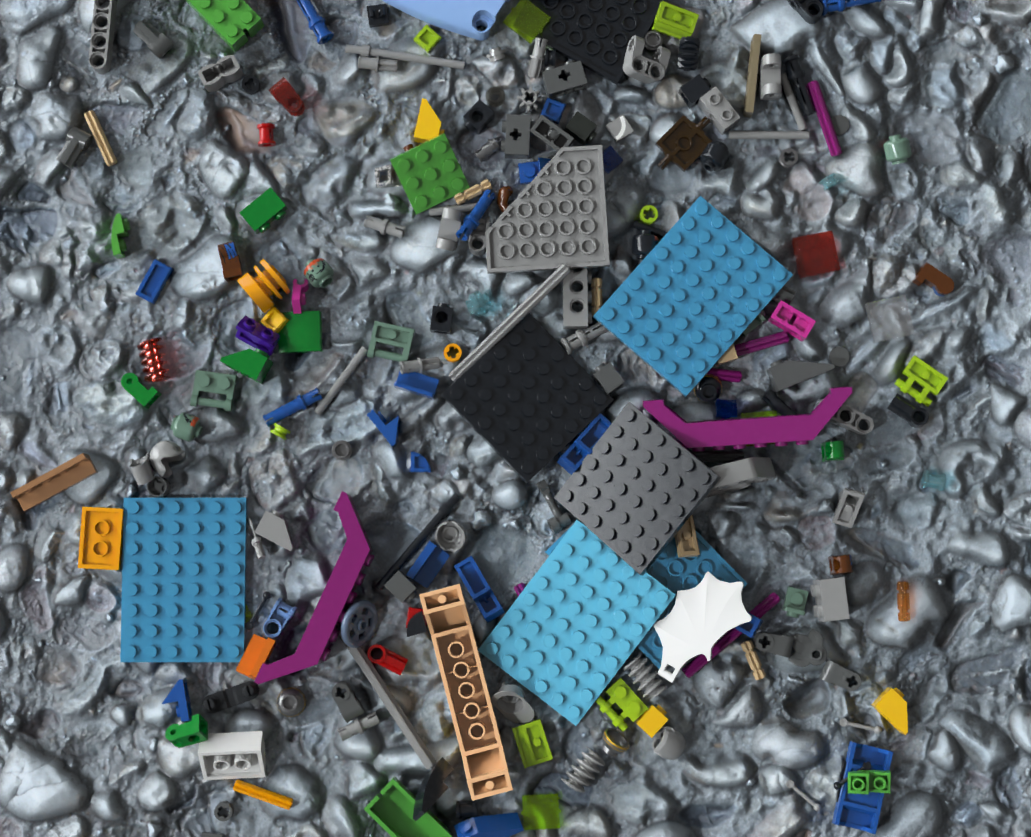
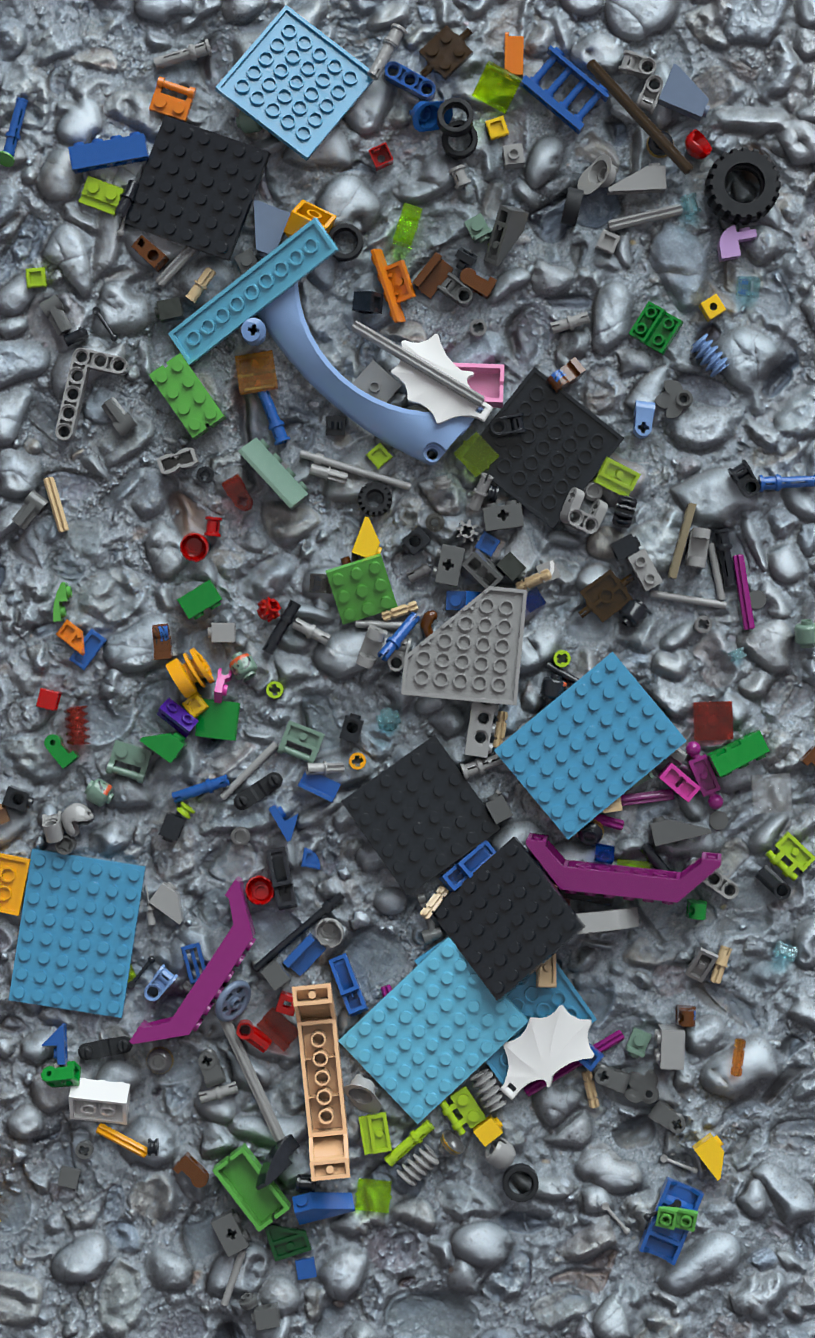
camera: 10 degrees right, 5 degrees up
(93, 443) = (9, 799): none -> black brick
(120, 338) = (48, 699): none -> red piece
(135, 269) = (72, 636): none -> orange tile
(250, 158) = (194, 547): none -> red hair
(256, 653) = (133, 1014): orange panel -> none
(268, 451) = (172, 827): none -> black brick
(292, 241) = (222, 632): none -> light grey brick
(297, 795) = (153, 1147): none -> black bush
(302, 587) = (200, 954): none -> blue tile
(321, 71) = (273, 473): none -> sand green slope
(336, 209) = (268, 609): none -> red gear
(343, 813) = (193, 1169): none -> reddish brown leg
(353, 225) = (281, 627): none -> black pin
(353, 400) = (258, 791): none -> black piece
(359, 288) = (270, 694): none -> lime bush
(370, 503) = (259, 890): none -> red hair
(392, 488) = (282, 878): none -> black slope
(412, 648) = (278, 1028): none -> clear red panel
(416, 625) = (285, 1011): black tile -> none
(425, 70) = (375, 487): none -> black tyre
(514, 318) = (414, 743): light grey axle -> none
(556, 487) = (434, 902): none -> tan axle
(573, 744) = (415, 1137): none -> lime pin
(609, 136) = (534, 580): none -> tan axle
(710, 776) = (520, 1167): none -> black tyre
(817, 310) = (704, 775): none -> magenta plate
(847, 283) = (738, 753): none -> green wedge
(868, 505) = (720, 964): none -> tan axle

